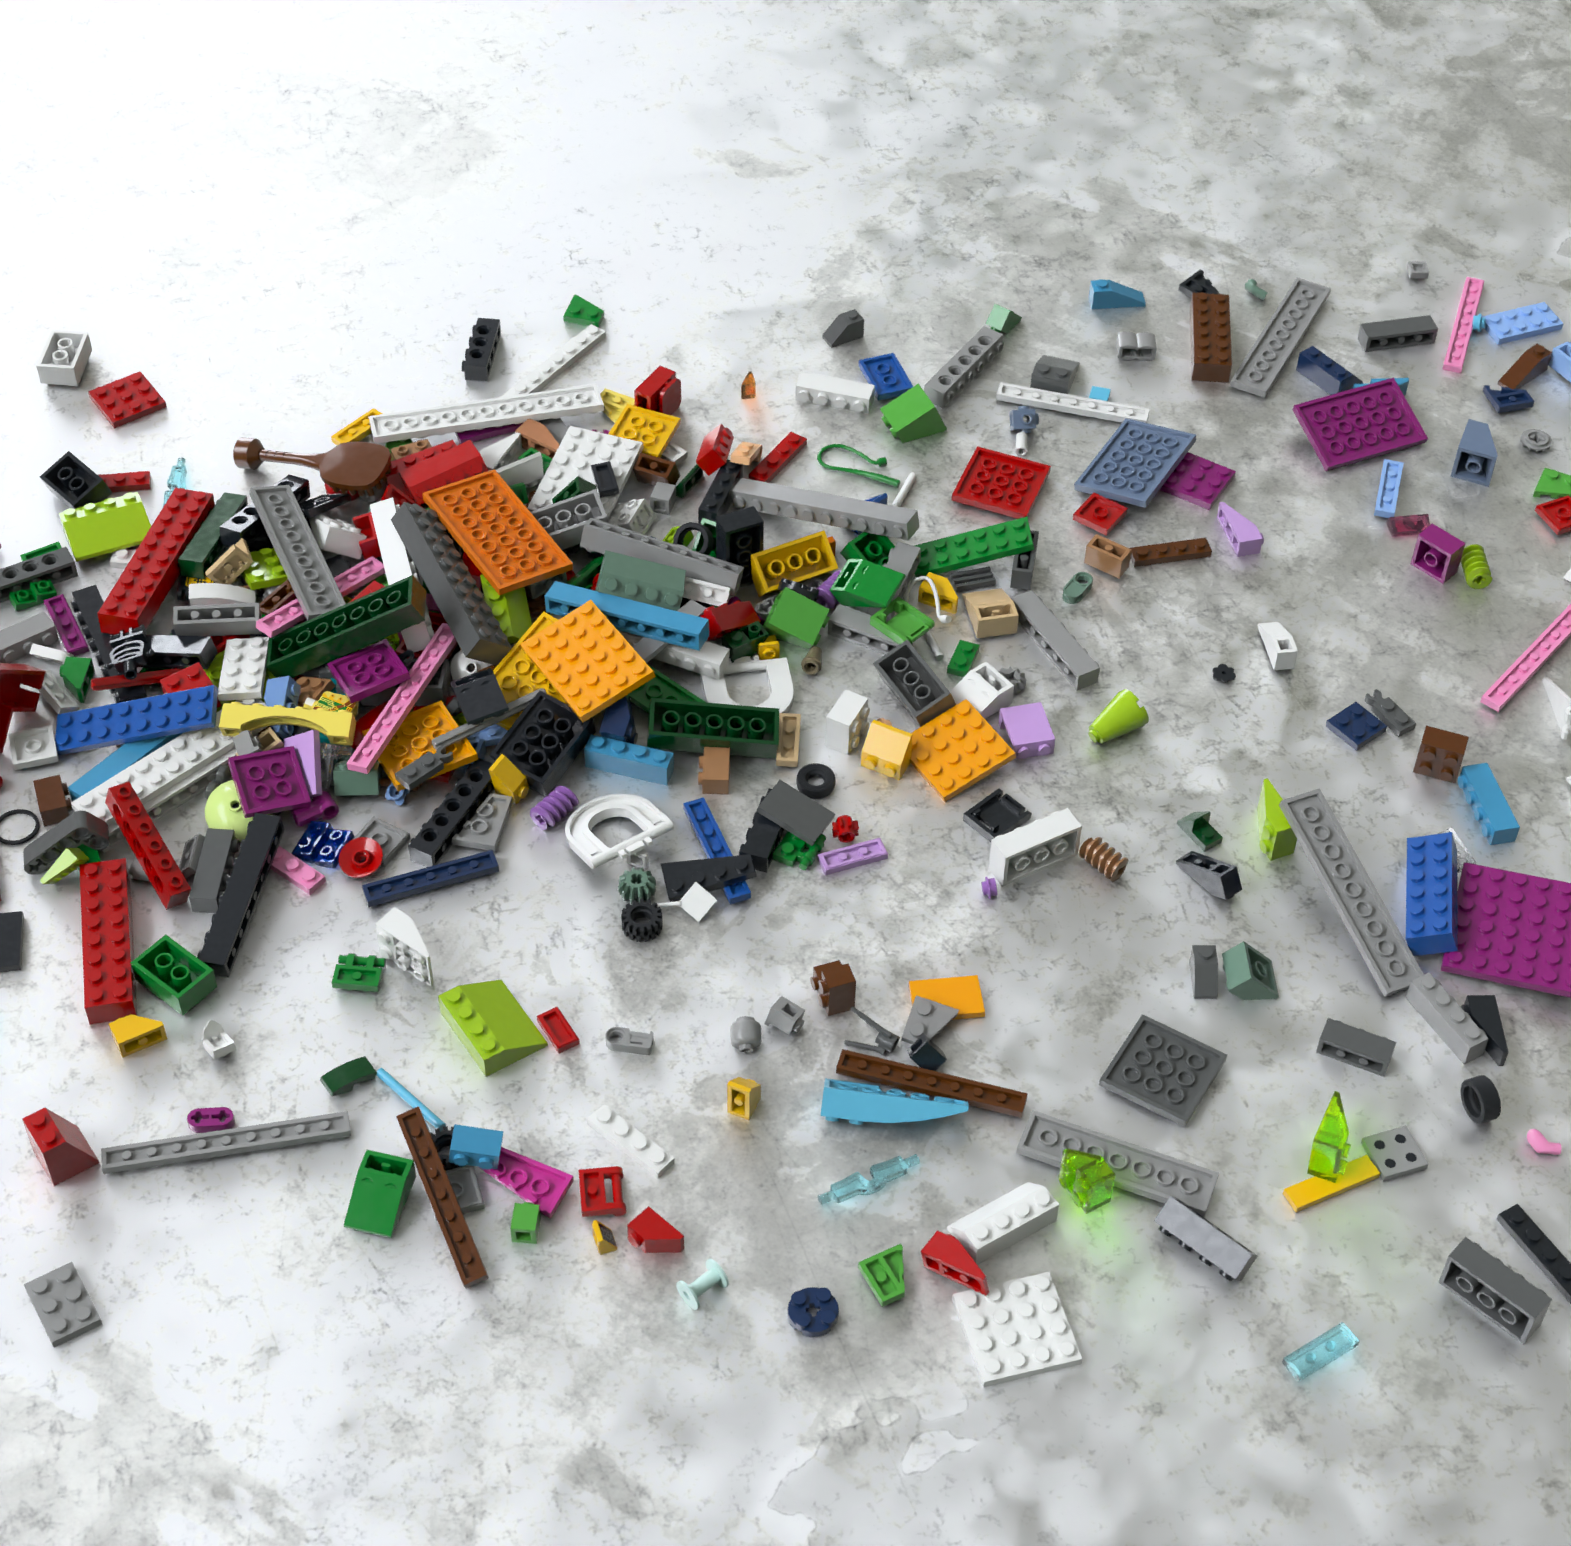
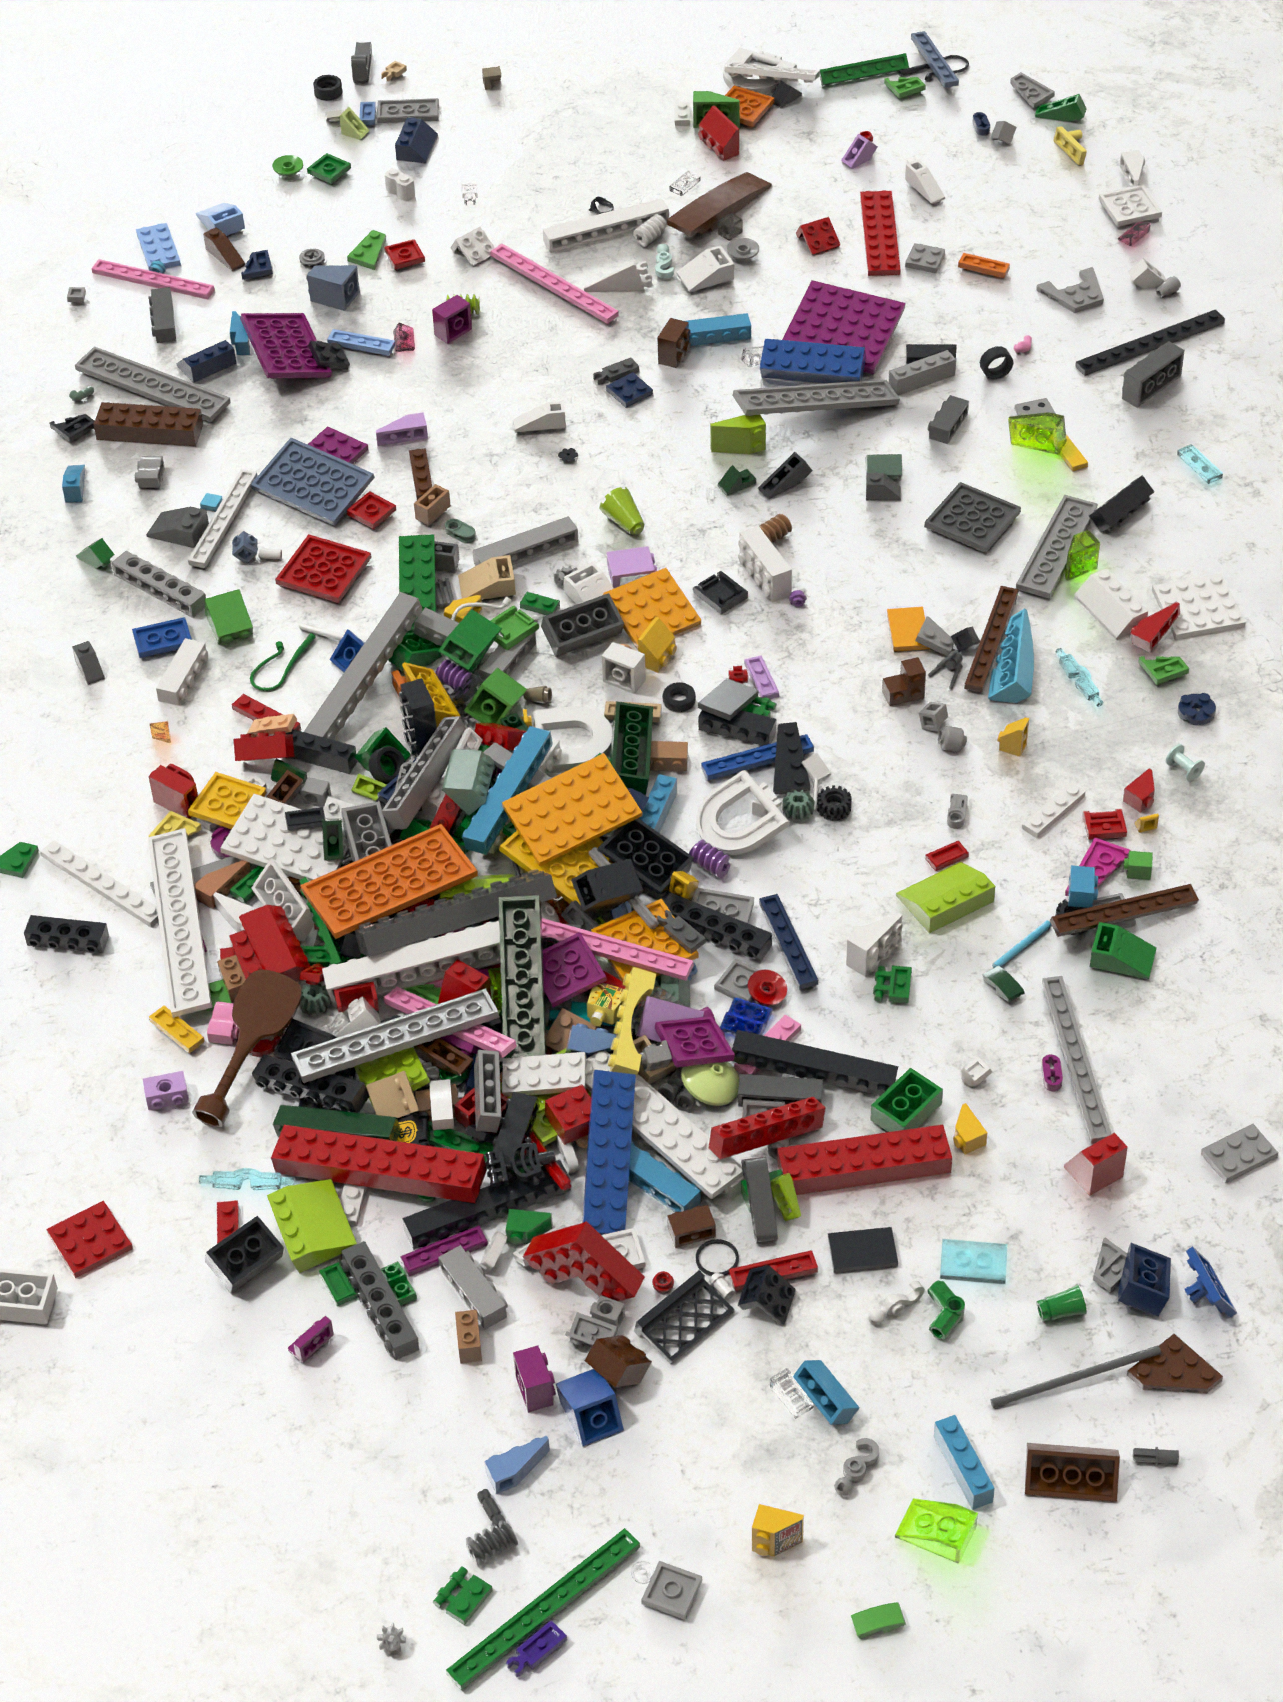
camera: 85 degrees left, 0 degrees up
(284, 427) = (165, 1090): none -> lavender brick
(1355, 461) = (329, 354): none -> black plate

